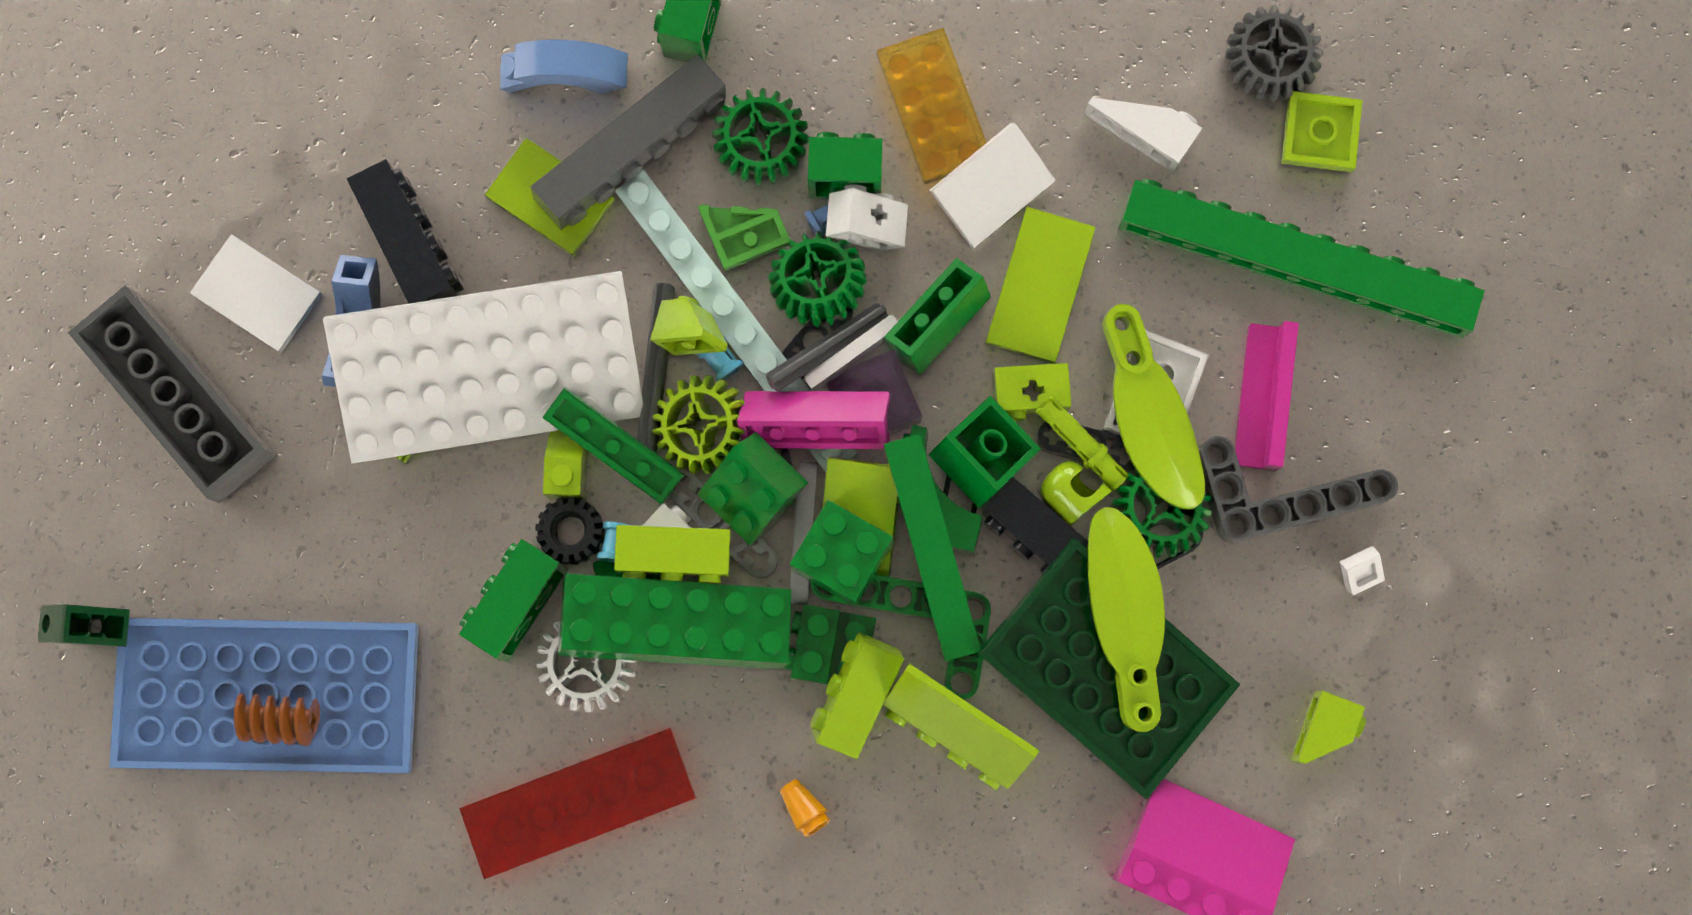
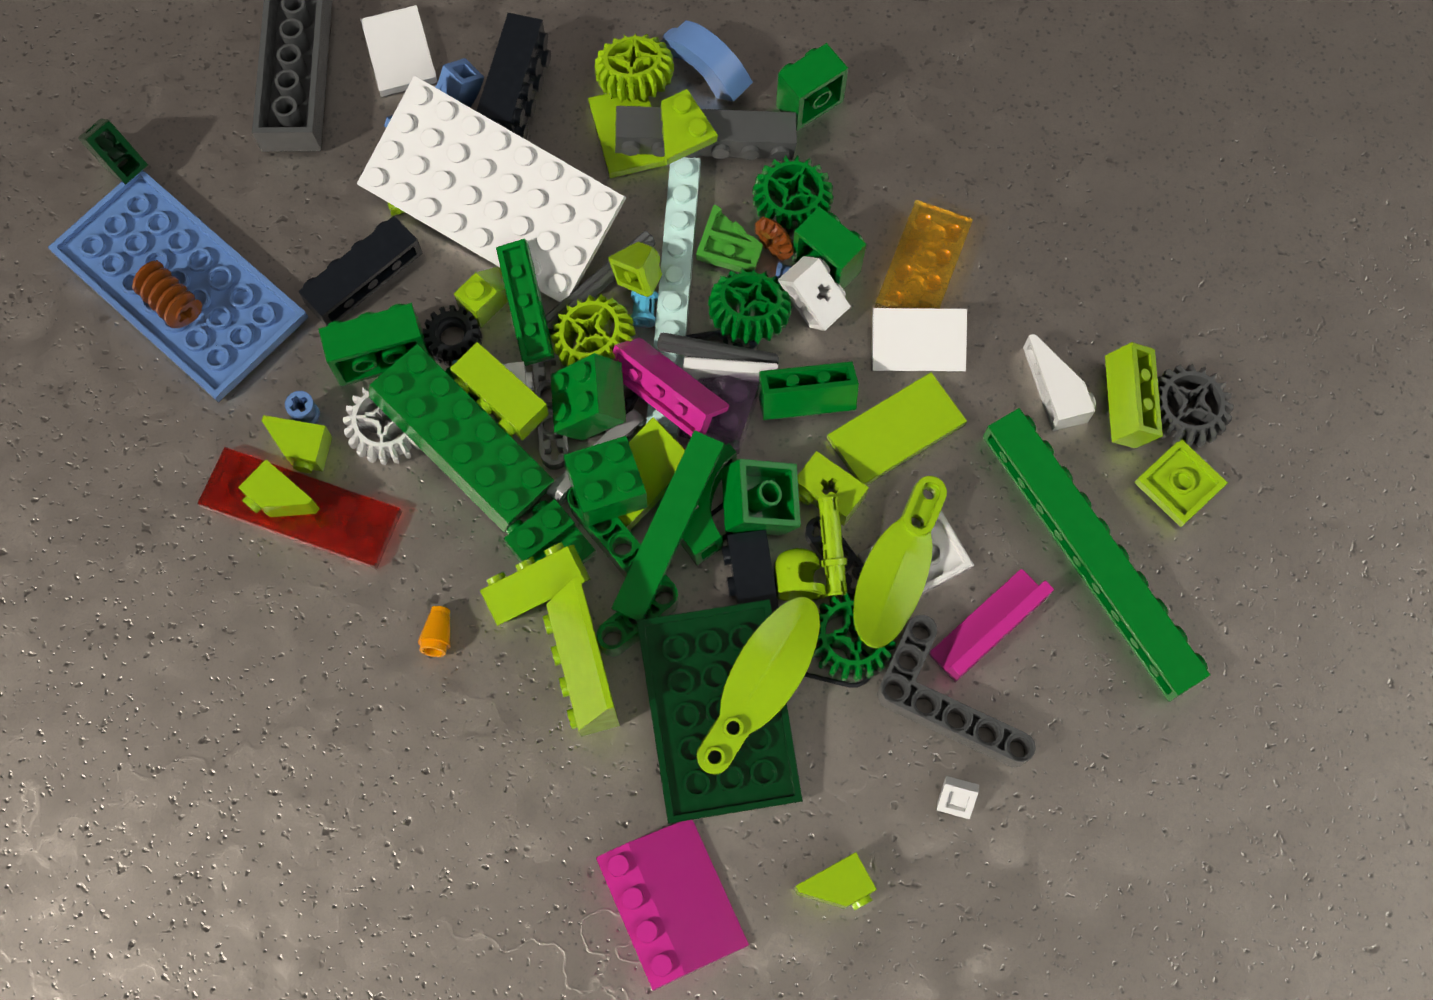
camera: 40 degrees right, 10 degrees down
(428, 541) = (360, 271): none -> black brick
(486, 143) = (634, 67): none -> lime gear
(494, 704) = (299, 400): none -> medium blue bush
(525, 747) = (301, 442): none -> lime slope
(553, 813) = (275, 493): none -> lime slope
(612, 156) = (684, 127): none -> lime wing
(783, 194) = (774, 238): none -> dark orange gear
(1221, 84) = (1133, 395): none -> lime brick

